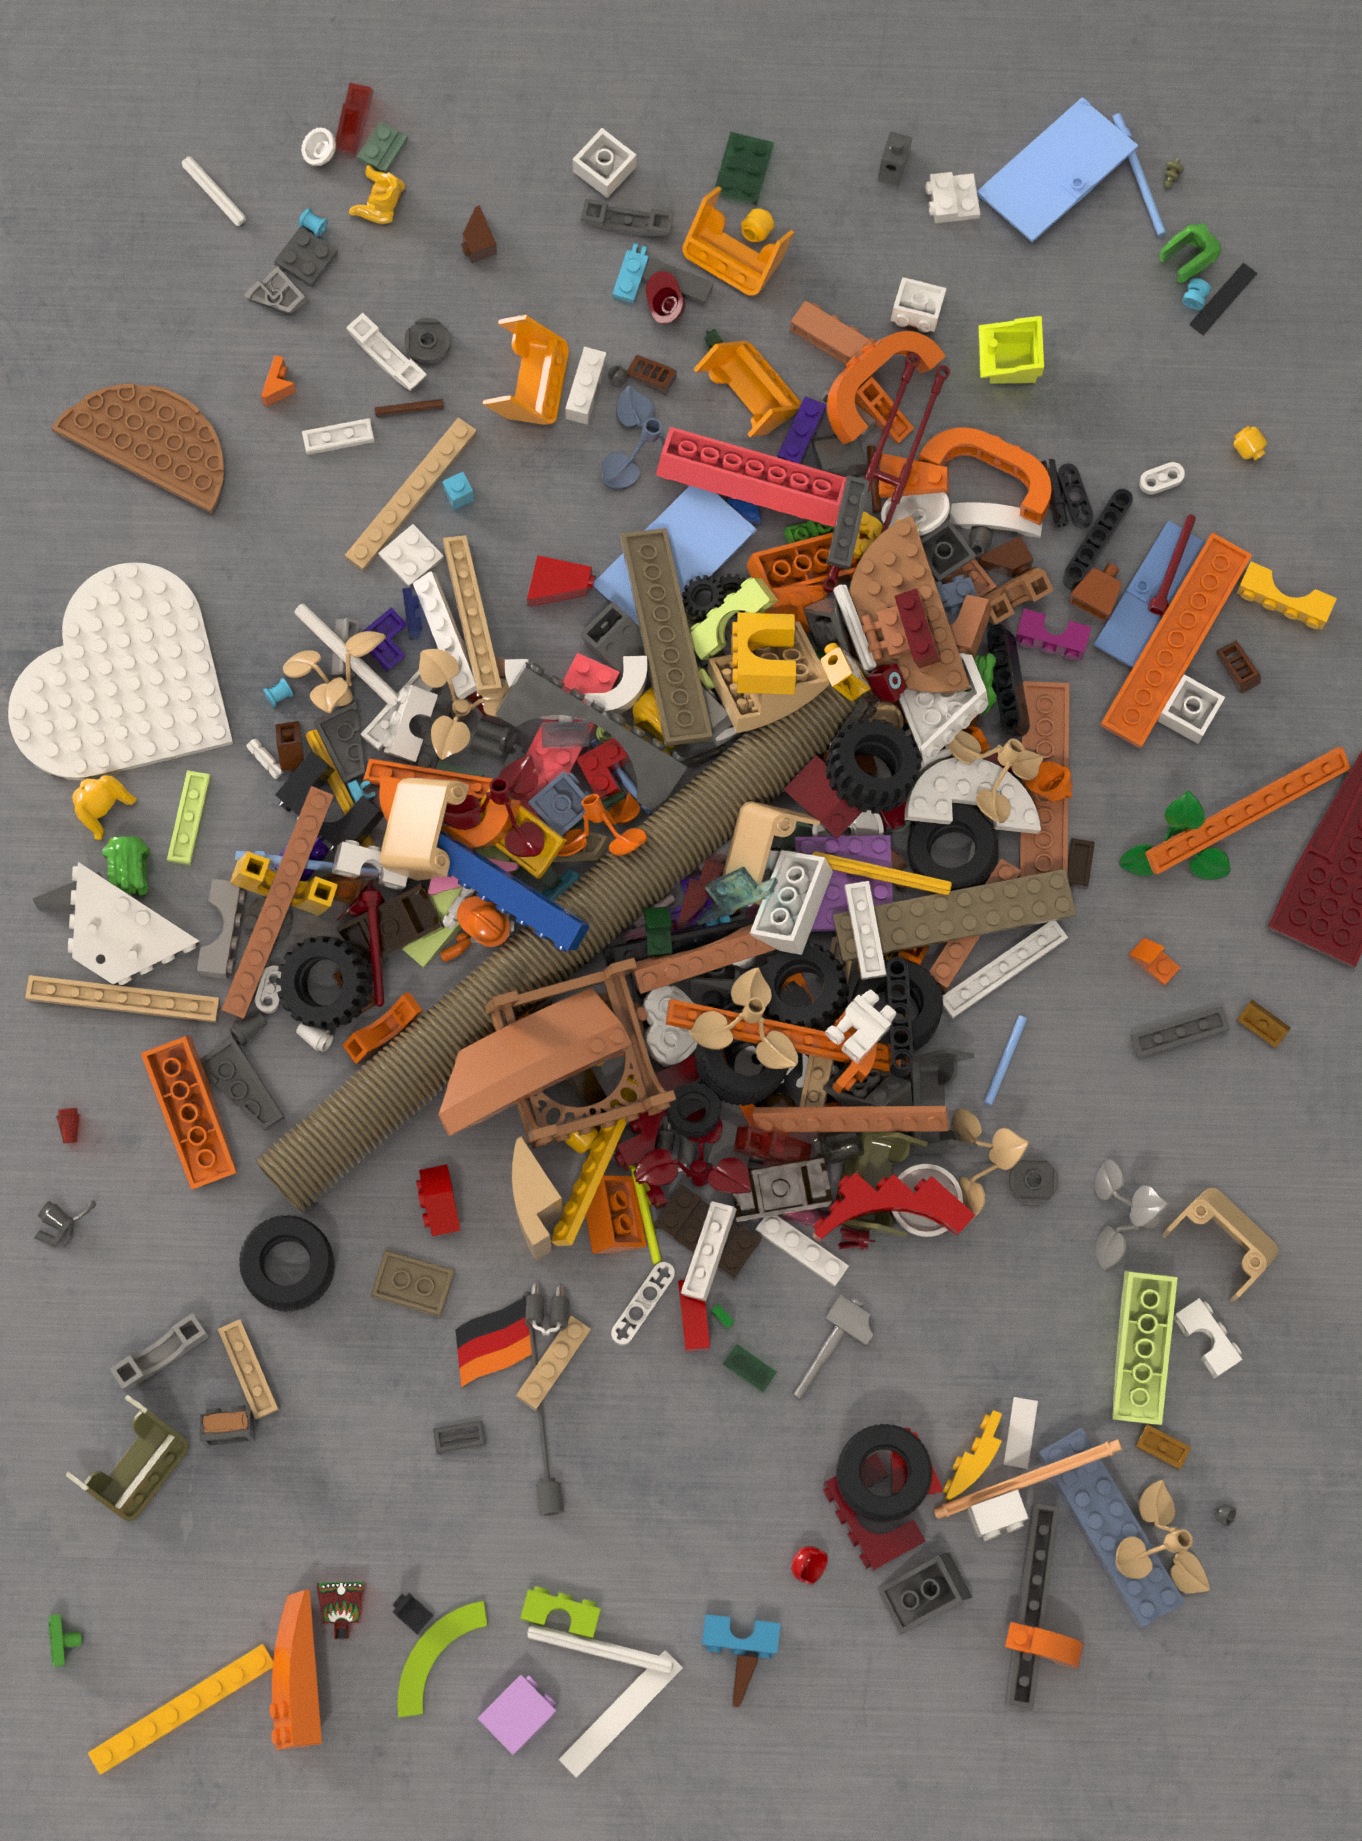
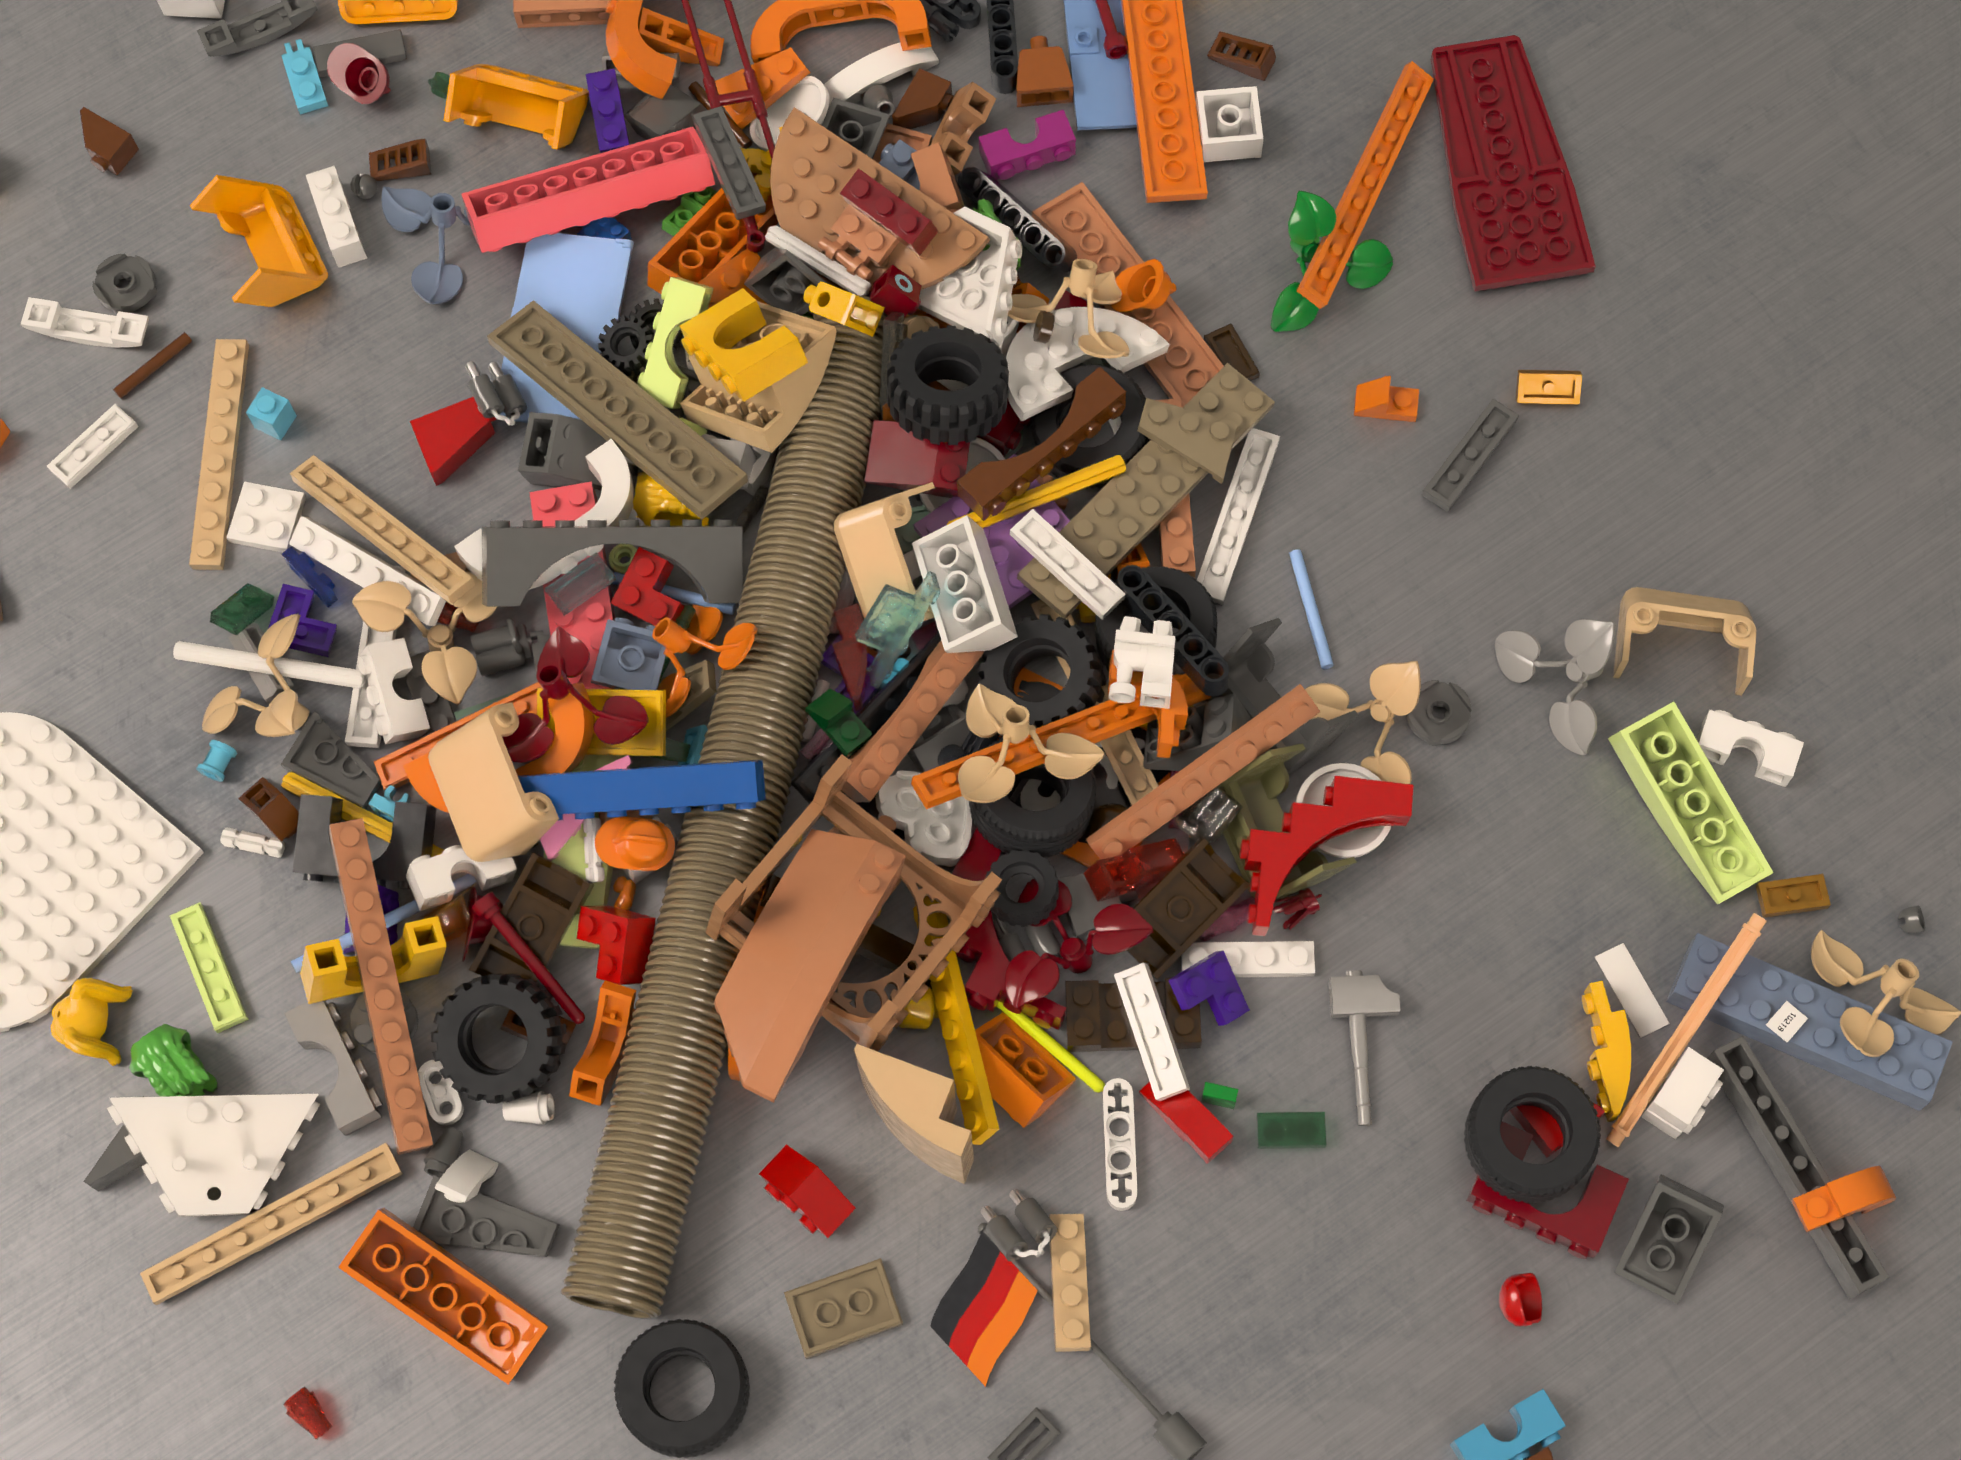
camera: 30 degrees left, 5 degrees down
(249, 1050) = (465, 1176): none -> white slope
(356, 607) = (241, 609): none -> clear green plate
(437, 973) = (622, 940): none -> red brick
(600, 574) = (495, 395): none -> dark grey piece
(769, 1248) = (1214, 981): none -> dark purple plate
(857, 848) = (996, 482): none -> reddish brown arch
(962, 768) = (1043, 327): none -> dark brown tile
(1005, 901) = (1192, 434): none -> dark tan wing
(1092, 1518) = (1786, 1021): none -> white sticker

